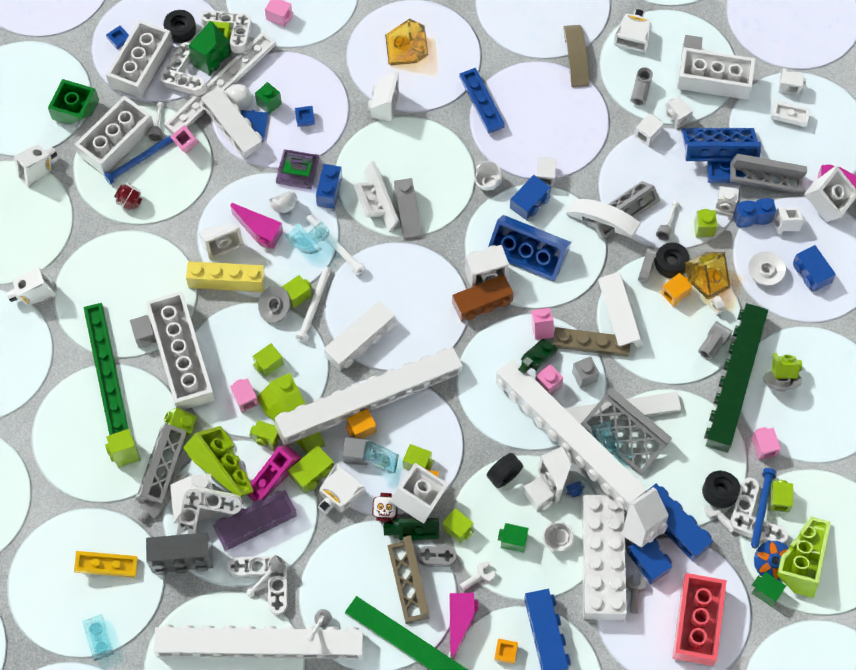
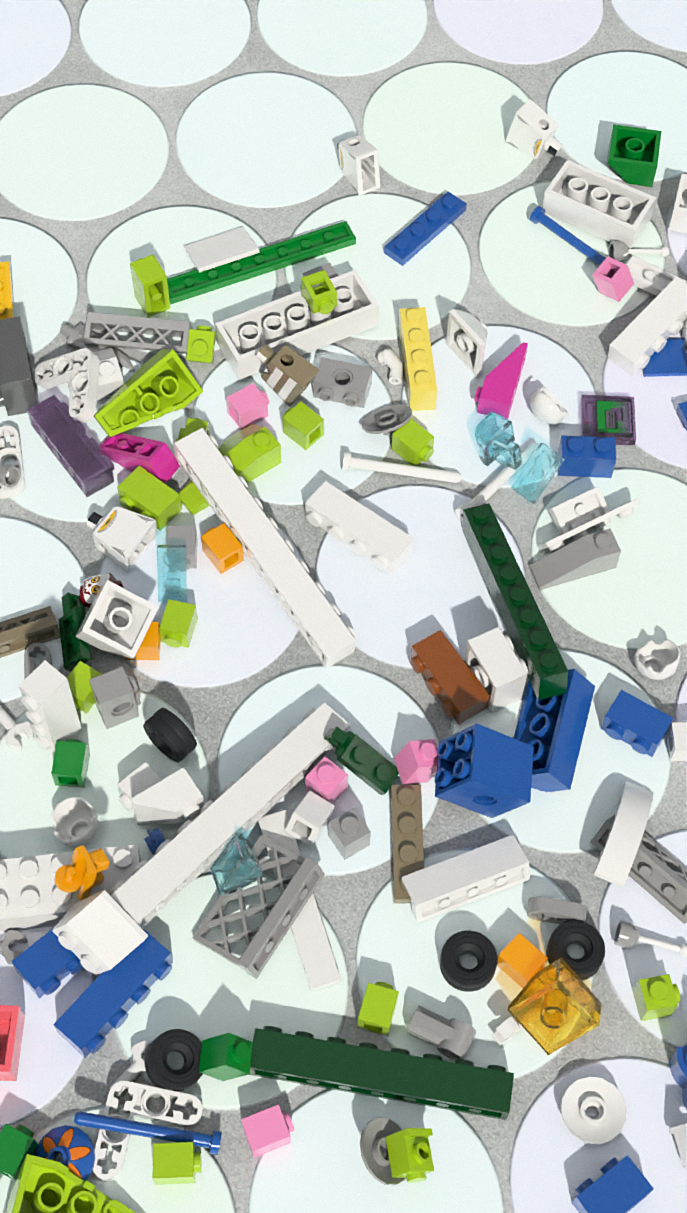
camera: 80 degrees right, 5 degrees down
(90, 398) = (221, 249): none -> white piece
(101, 254) = (425, 228): none -> blue plate
(128, 196) = (513, 236): dark red head -> none
(166, 320) = (321, 297): none -> lime brick
(224, 293) = (389, 358): none -> white arm
(228, 359) = (286, 372): none -> dark tan torso
(236, 319) = (342, 382): none -> light grey brick
(338, 217) = (538, 473): none -> clear light blue plate
(438, 246) = (515, 602): none -> dark green brick
(474, 501) = (115, 697): none -> light grey brick
(487, 535) = (49, 706): none -> white brick
(559, 283) = (484, 771): none -> blue brick
(573, 392) = (310, 818): none -> white brick
(610, 520) = (83, 872): none -> light orange hips
(672, 329) = (477, 945): none -> black tyre
(697, 372) = (378, 1008): none -> lime brick
(724, 457) = (225, 1057): none -> green brick

